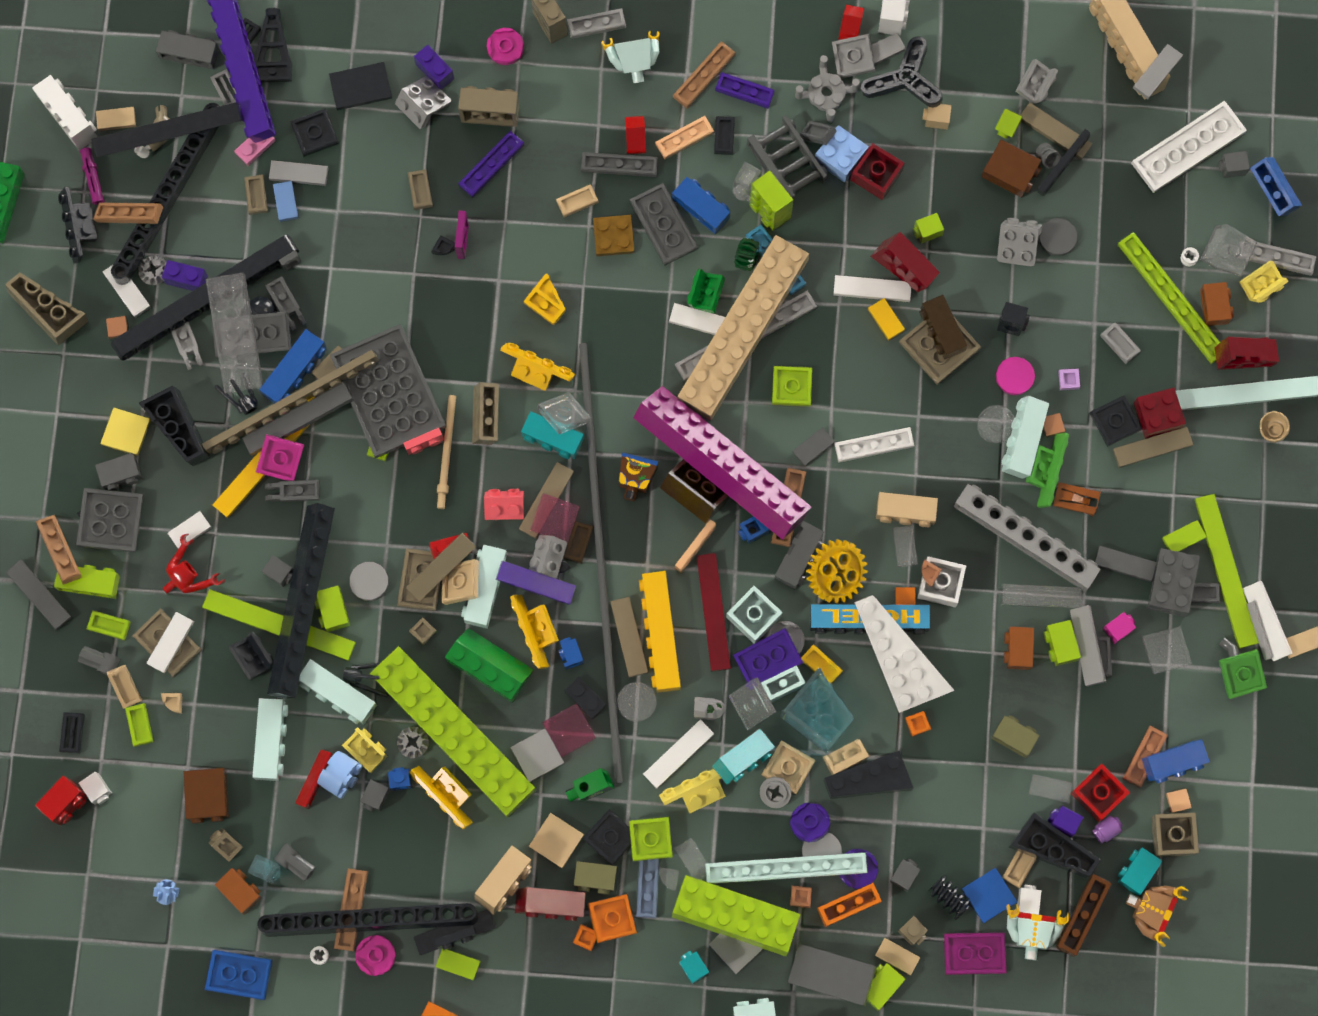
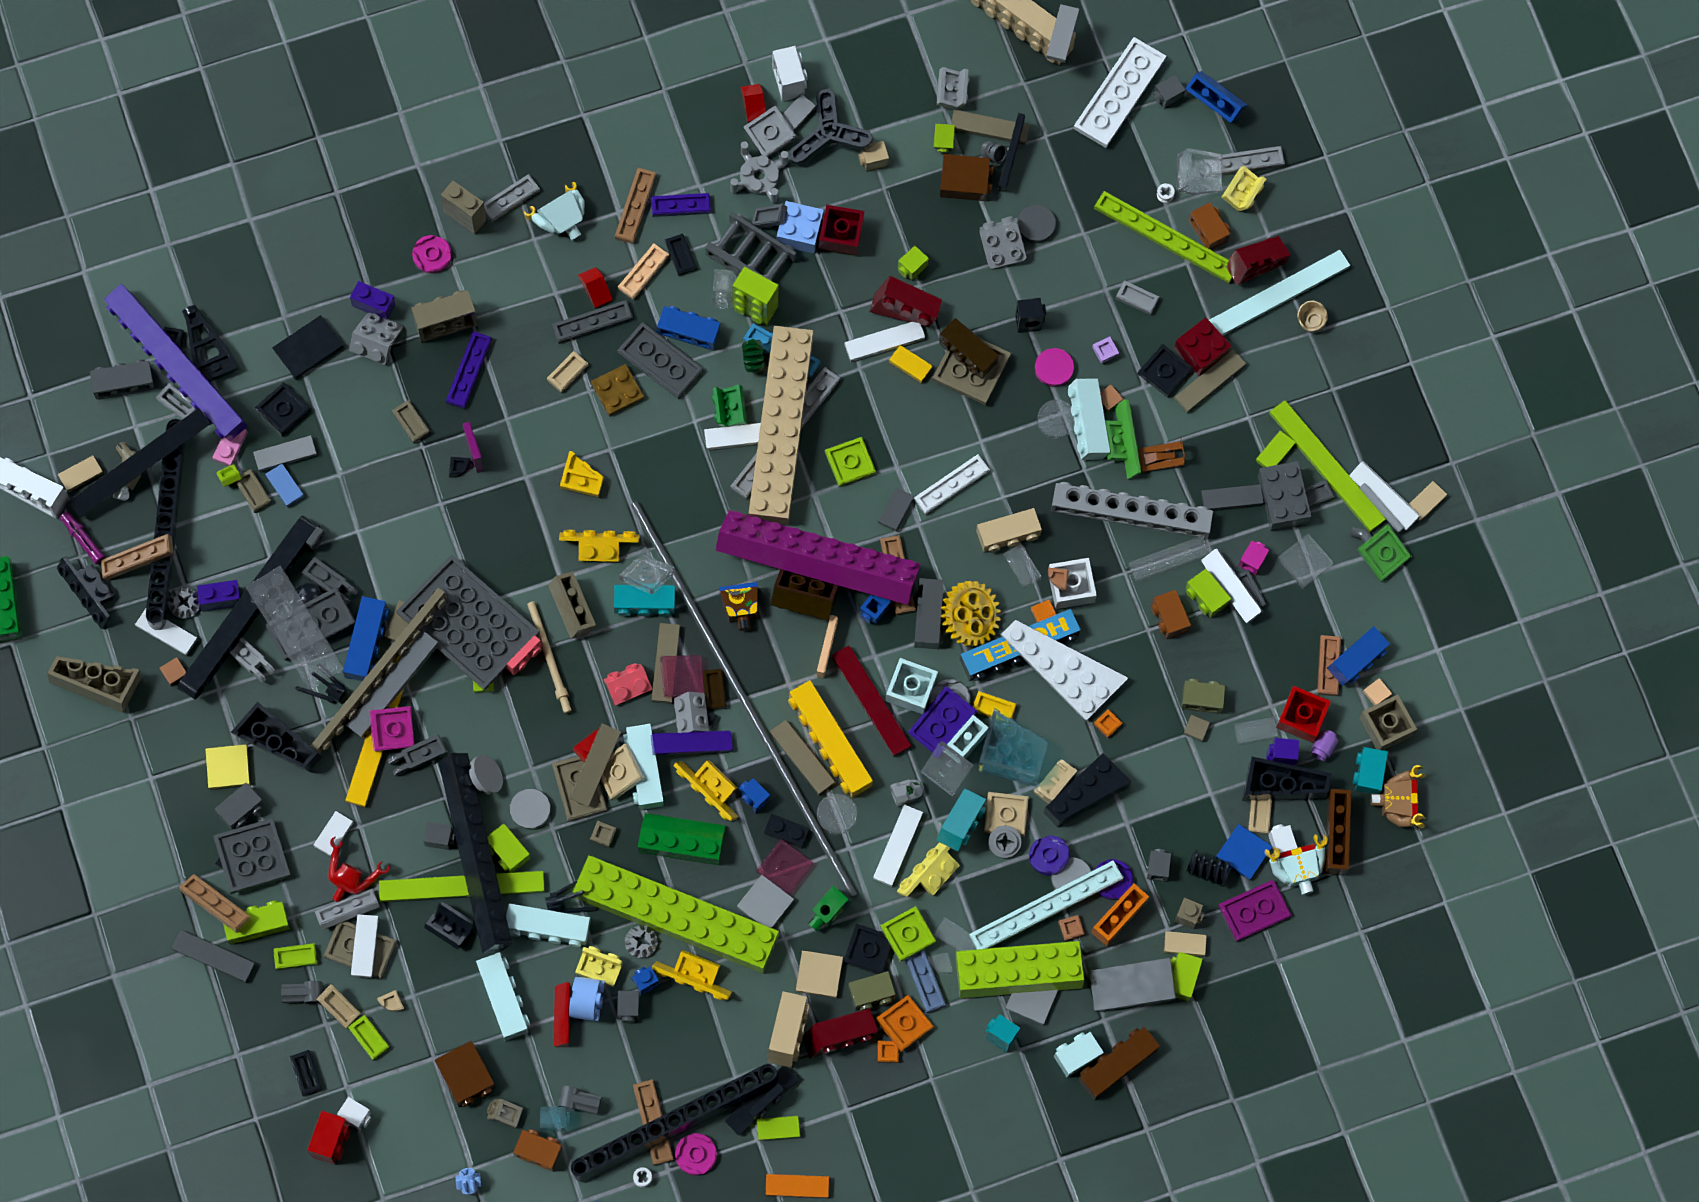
camera: 30 degrees left, 5 degrees down
(170, 602) = (347, 909): none -> light grey tile
(240, 172) = (228, 475): none -> lime tile
(342, 534) = (486, 774): none -> light grey tile
(996, 762) = (1196, 728): none -> dark tan tile

